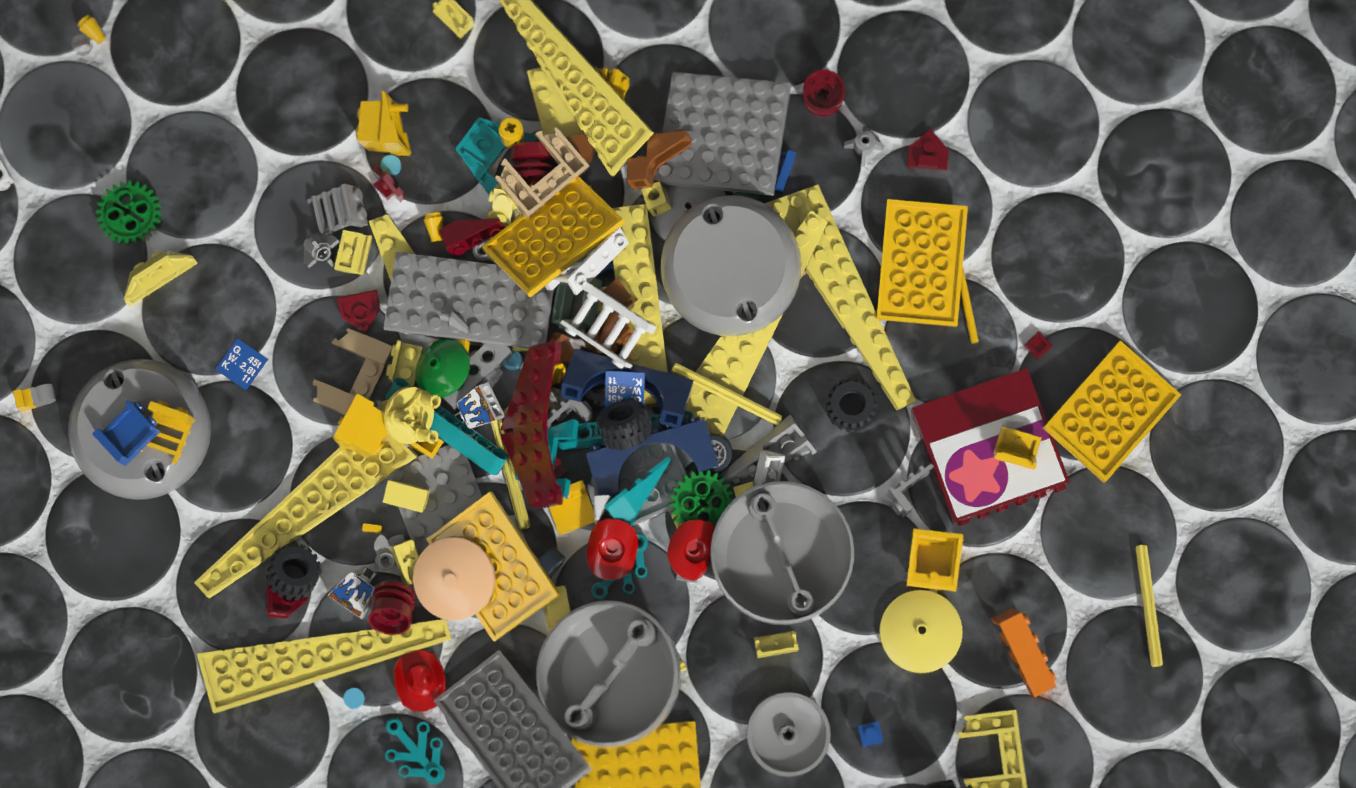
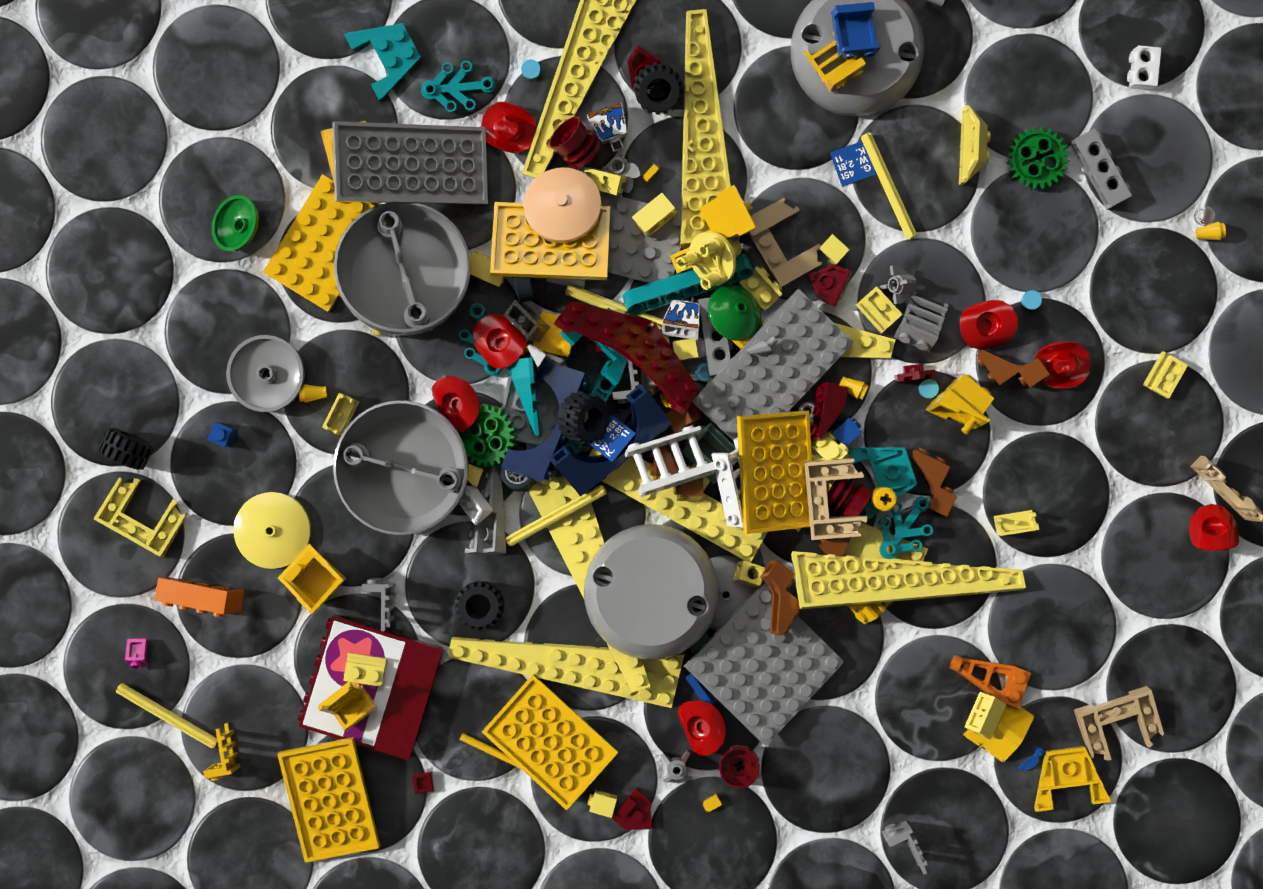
camera: 125 degrees right, 10 degrees up
(103, 165) = (1091, 165): none -> light grey brick
(240, 319) = (889, 186): none -> light yellow axle
(254, 134) = (1031, 300): none -> medium azure tile
(292, 70) = (1066, 364): none -> red hat
(300, 153) = (988, 324): none -> red hat
(328, 324) = (834, 249): none -> light yellow panel
(331, 114) = (1002, 370): none -> dark orange arch
(459, 109) = (934, 472): none -> dark orange arch
(476, 205) = (847, 431): none -> blue brick
(503, 387) = (685, 349): none -> light yellow panel
(526, 101) = (903, 530): none -> teal plant
(577, 539) = (527, 321): none -> clear smoke brick
(776, 682) = (310, 393): none -> yellow cone
(813, 146) = (702, 726): none -> red hat
(872, 95) = (711, 803): none -> yellow piece
(940, 183) = (602, 803): none -> light yellow brick
(977, 459) = (365, 669): none -> light yellow plate
(1115, 670) = (137, 653): none -> dark pink bracket
(1158, 522) = (228, 763): none -> yellow plate

